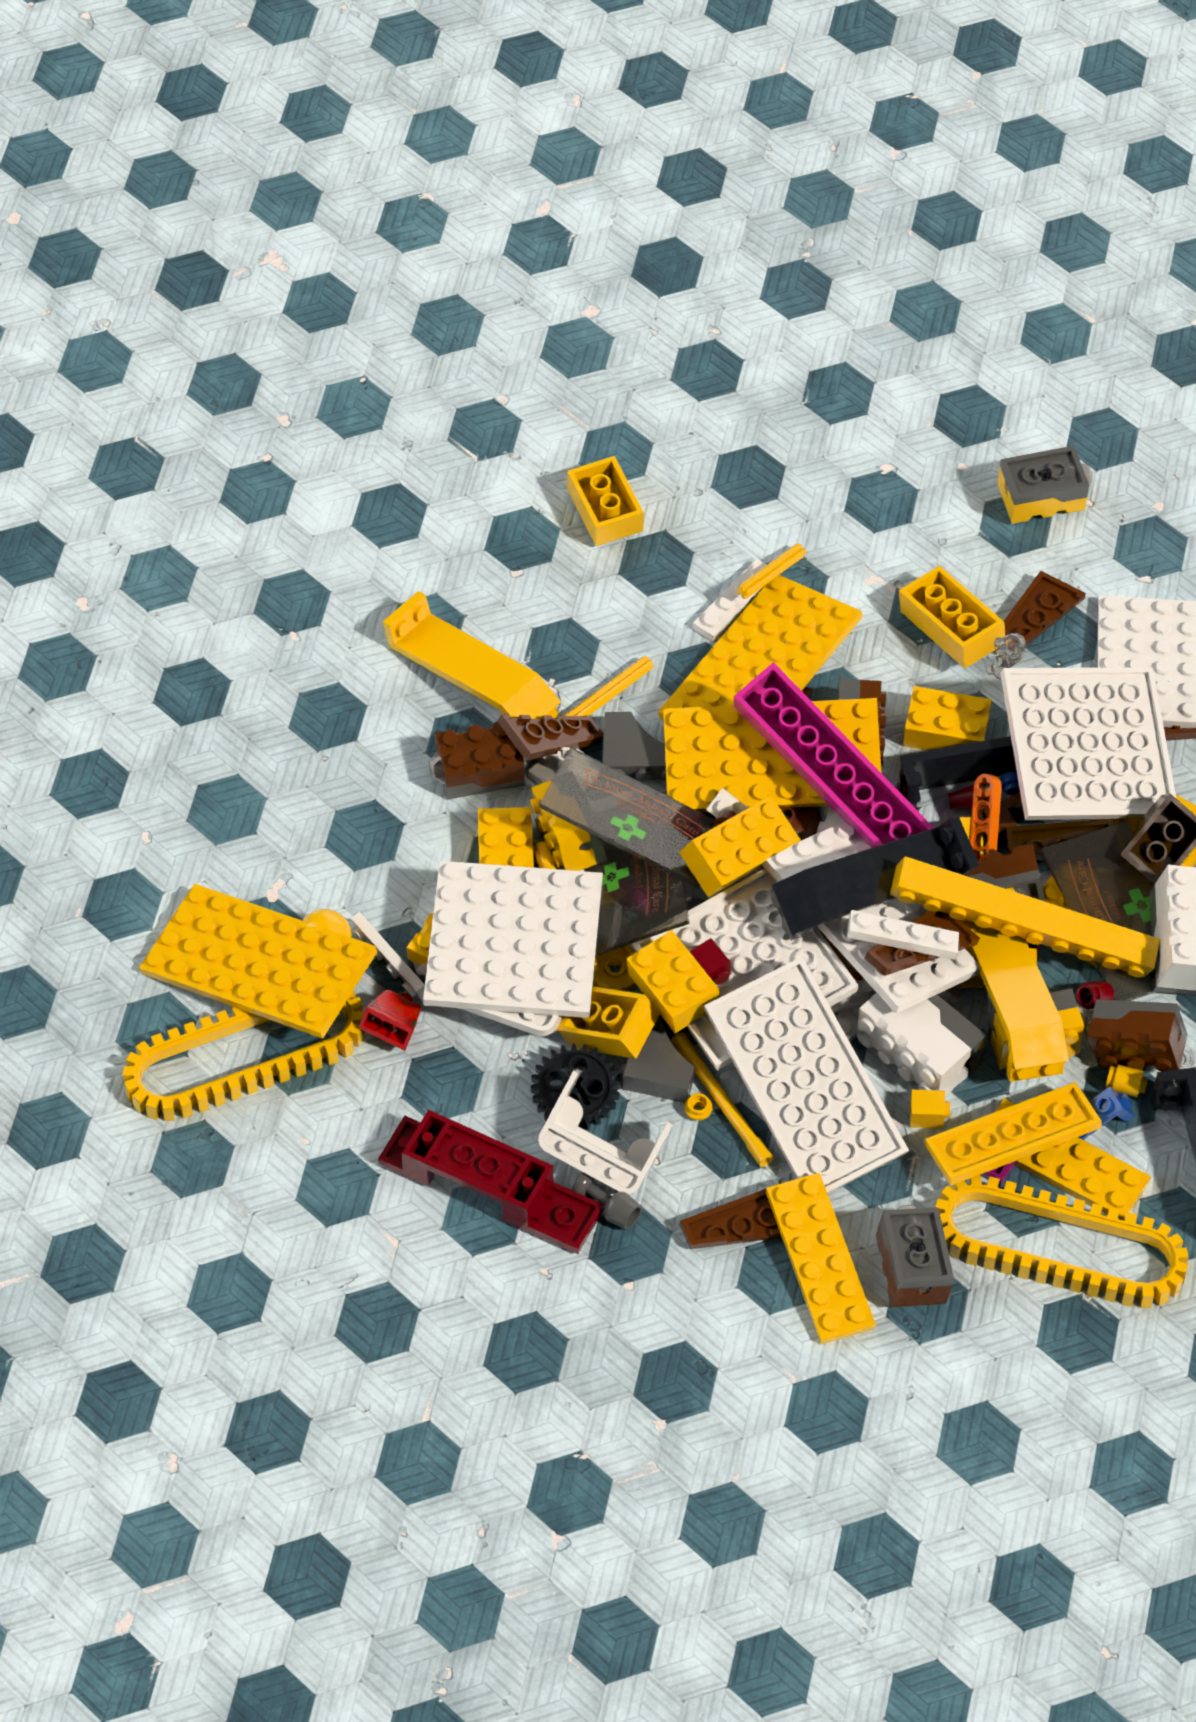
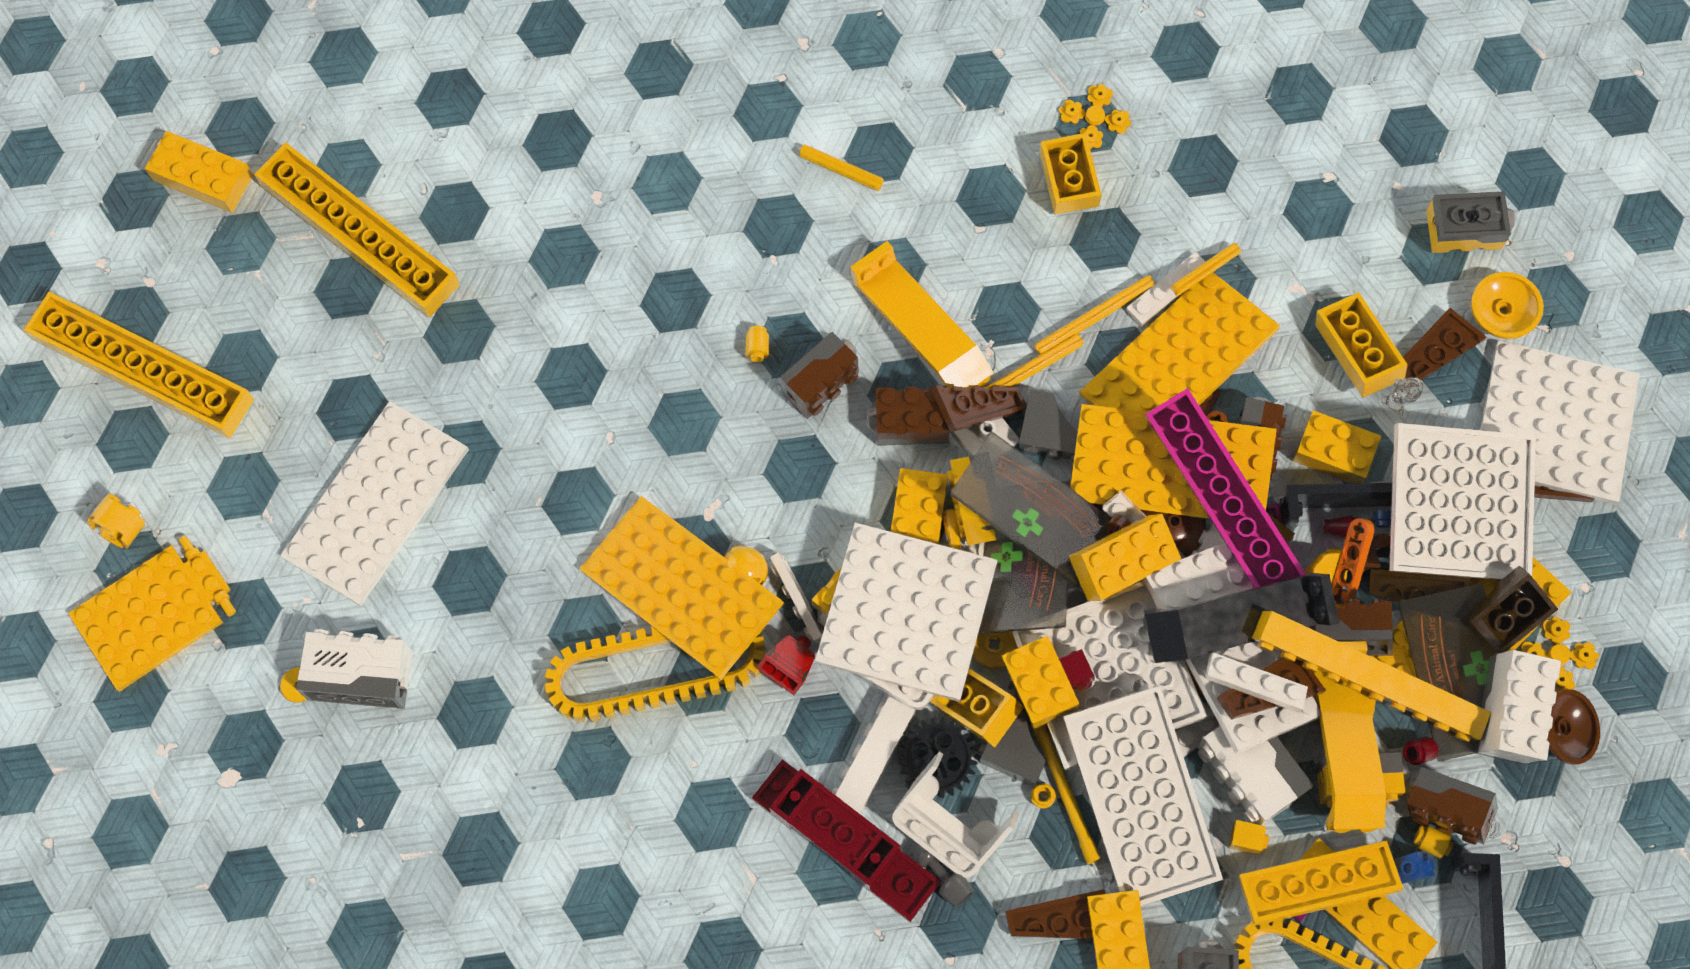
camera: 15 degrees right, 15 degrees up
(293, 717) = (757, 344): none -> yellow brick
(351, 533) = (841, 167): none -> yellow axle
(370, 734) = (820, 375): none -> reddish brown piece
(508, 1087) = (874, 754): none -> white brick
(621, 443) = (1095, 115): none -> yellow plant
(660, 635) = (1095, 314): none -> yellow axle
(1104, 549) = (1514, 295): none -> yellow dish

